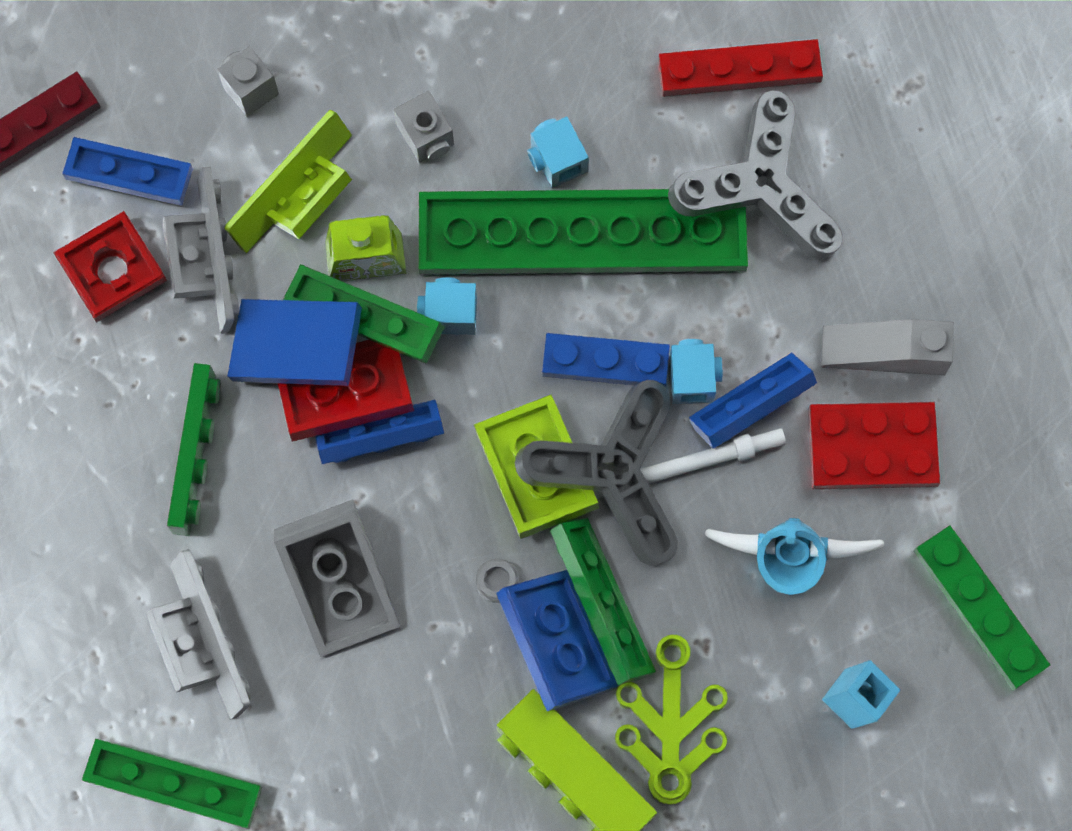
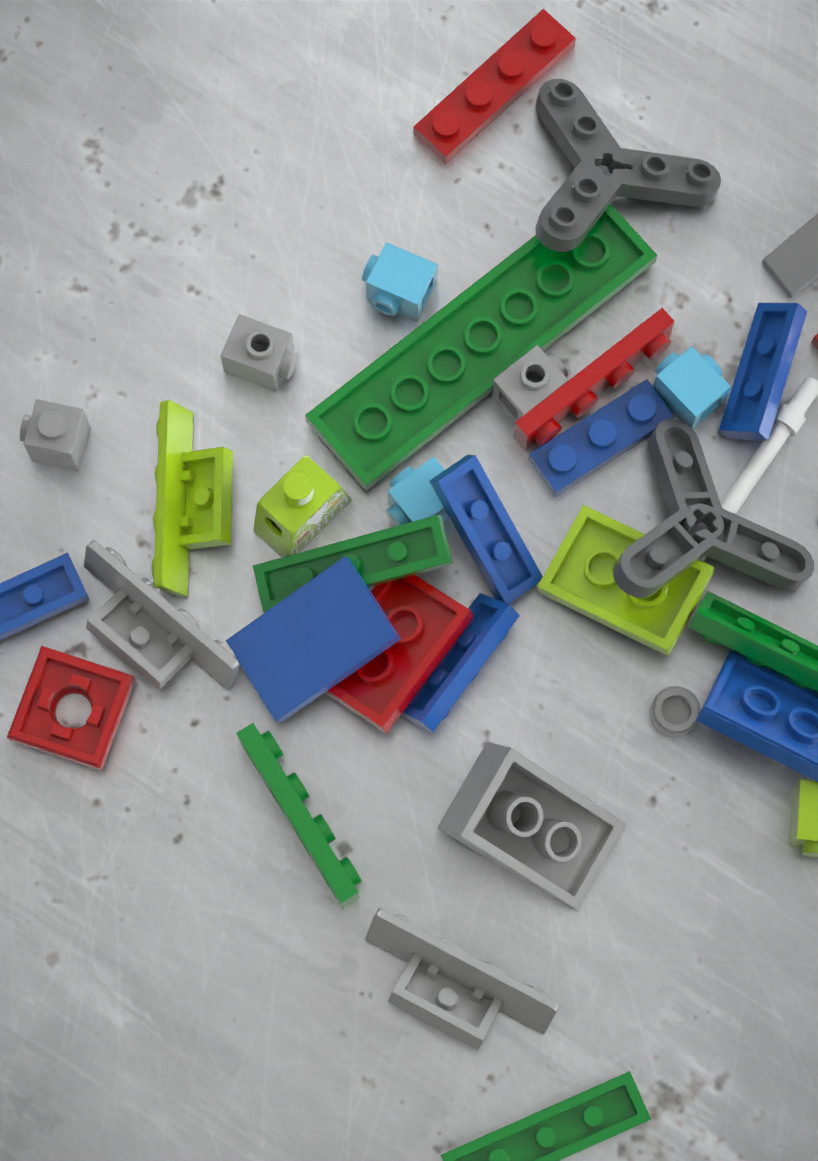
camera: 40 degrees left, 0 degrees up
(468, 359) = (486, 529): none -> blue plate
(586, 288) = (528, 382): none -> light grey brick
(648, 317) = (580, 392): none -> red plate

